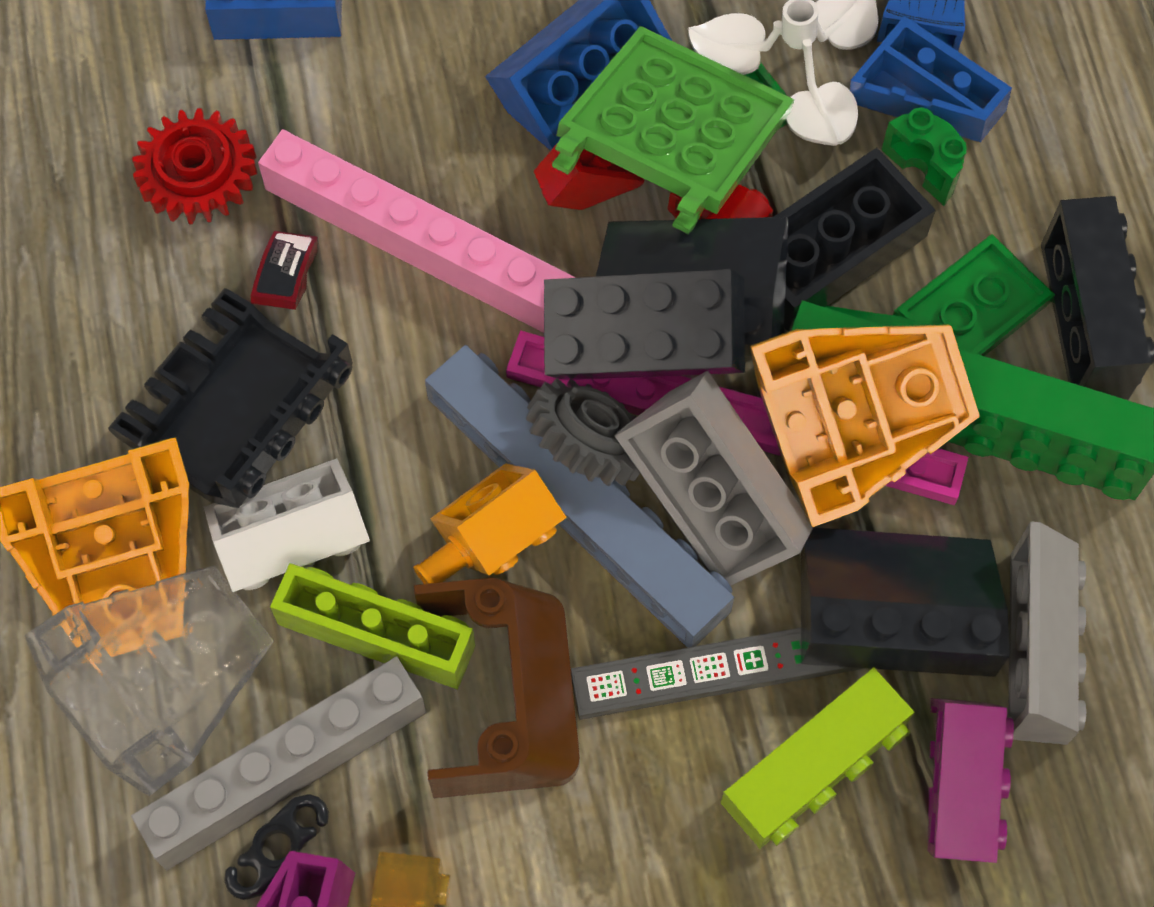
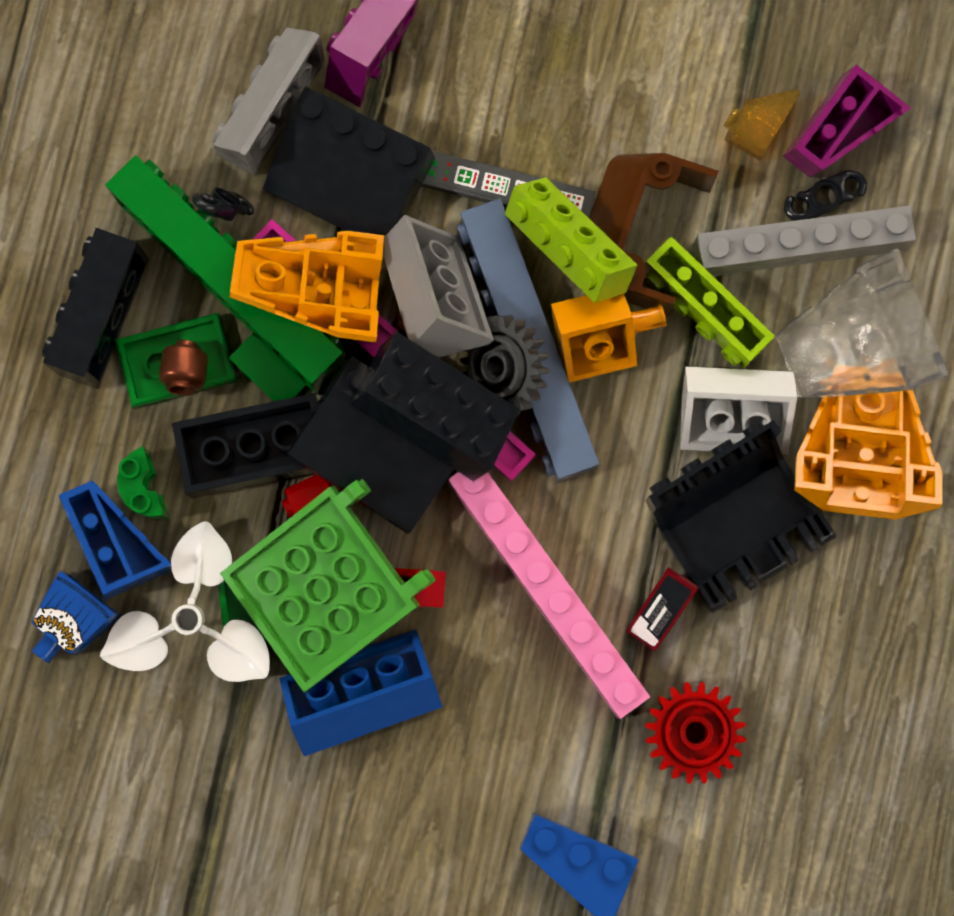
camera: 155 degrees left, 15 degrees up
(580, 600) = (570, 239): none -> lime brick
(817, 759) = (457, 92): lime brick -> none
(958, 283) = (183, 368): none -> copper head
(1024, 461) = (223, 204): none -> black piece

